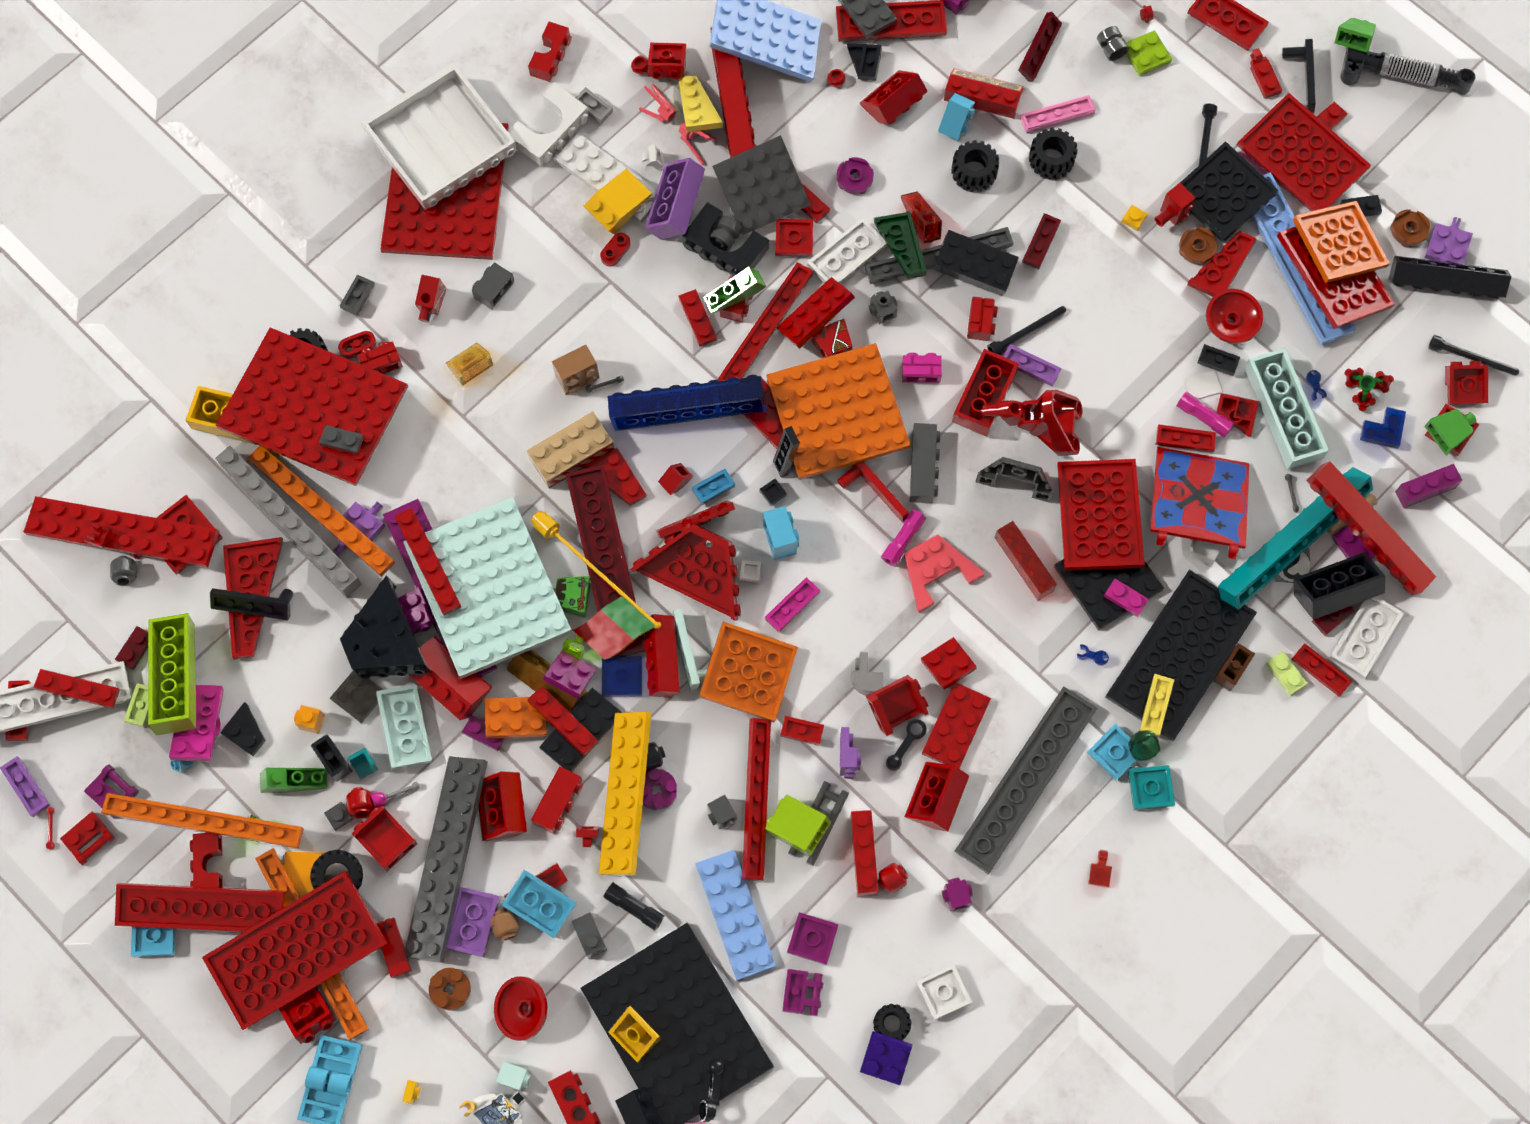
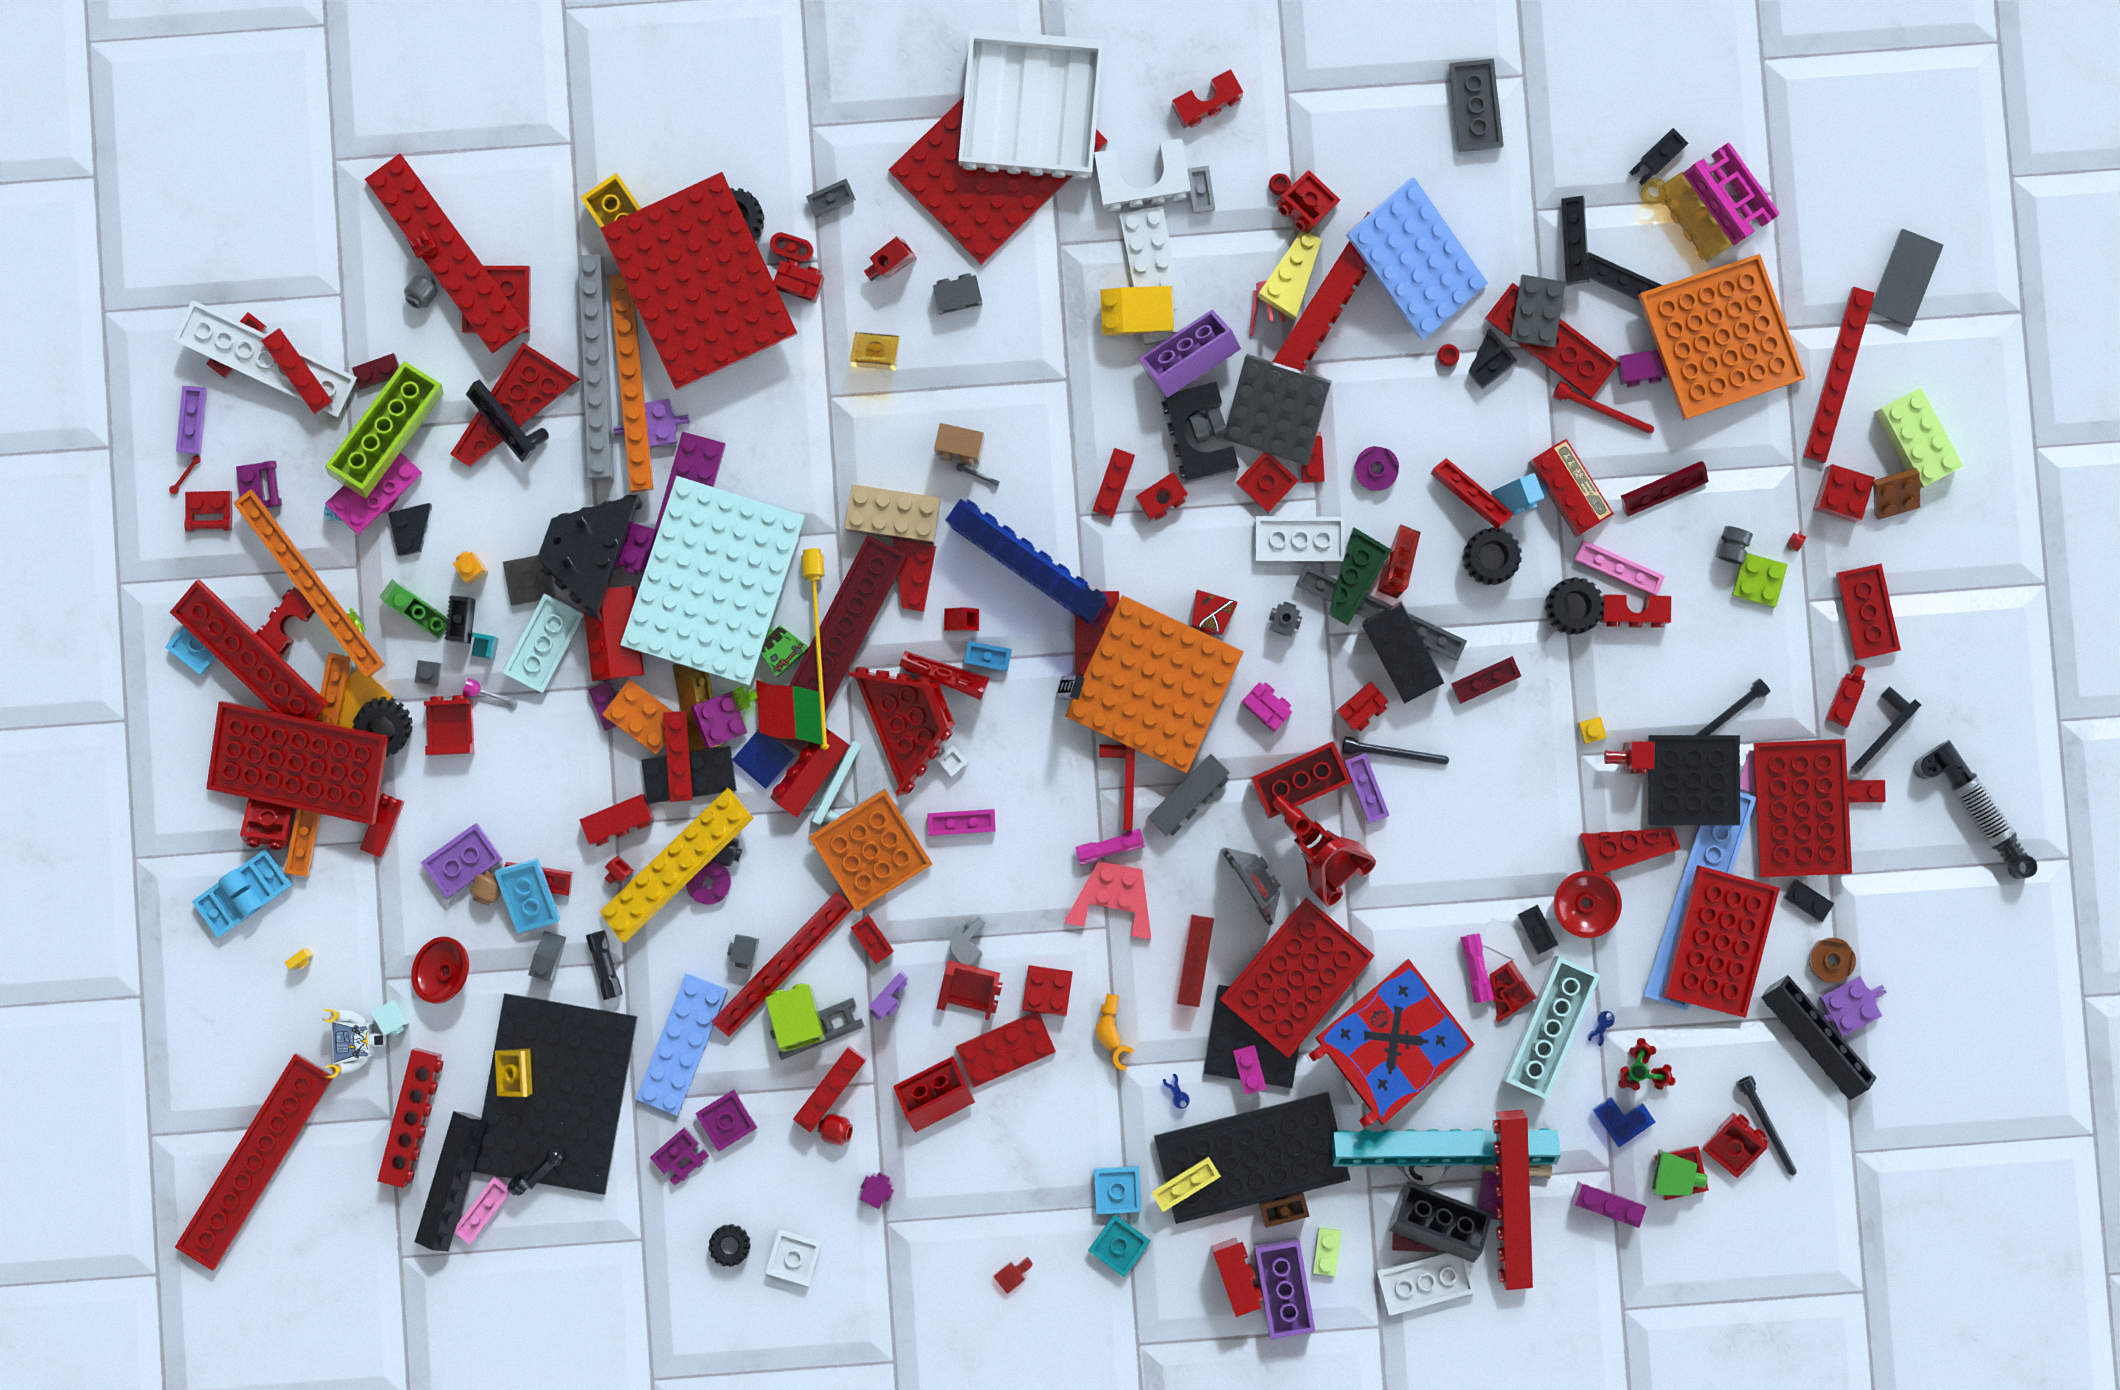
camera: 40 degrees right, 15 degrees up
(138, 708) = (337, 431): yellowish green plate -> none
(341, 440) = (695, 339): dark grey plate -> none
(359, 803) = (453, 678): red head -> none
(427, 561) = (679, 515): red plate -> none
(445, 859) = (485, 788): dark grey plate -> none
(460, 993) = (411, 896): dark orange plate -> none
(502, 806) = (566, 784): red slope -> none
(616, 248) = (1098, 352): red plate -> none
(654, 157) = (1209, 292): white tile -> none
(666, 110) = (1262, 253): coral plant -> none
(735, 290) = (1162, 492): bright green slope -> none
(767, 323) = (1165, 545): red plate -> none
(773, 492) = (1034, 706): black plate -> none
(780, 532) = (1005, 751): medium azure brick -> none
(815, 312) = (1217, 574): red plate -> none
(886, 1058) = (698, 1269): dark purple plate -> none
(894, 96) = (1483, 421): red slope -> none
(894, 761) = (927, 1032): black piece -> none
(926, 43) = (1564, 392): none -> red piece
(927, 140) = (1472, 493): none -> red plate
(1014, 656) = (1107, 1032): none -> light orange piece
(1025, 780) = (1021, 1146): dark grey plate -> none
(1104, 118) = (1655, 612): none -> red arch
(1144, 745) = (1142, 1208): clear green hair -> none
(1185, 438) = (1439, 974): red plate -> none
(1192, 254) = (1611, 802): dark orange plate -> none
(1247, 736) = (1237, 1276): none -> red brick
(1283, 717) = (1284, 1288): none -> medium lavender brick
(1288, 477) = (1495, 1087): dark grey hinge -> none
(1321, 670) = (1360, 1275): red tile -> none
(1340, 241) = (1749, 921): orange plate -> none
(1356, 34) = (1968, 735): bright green torso -> none

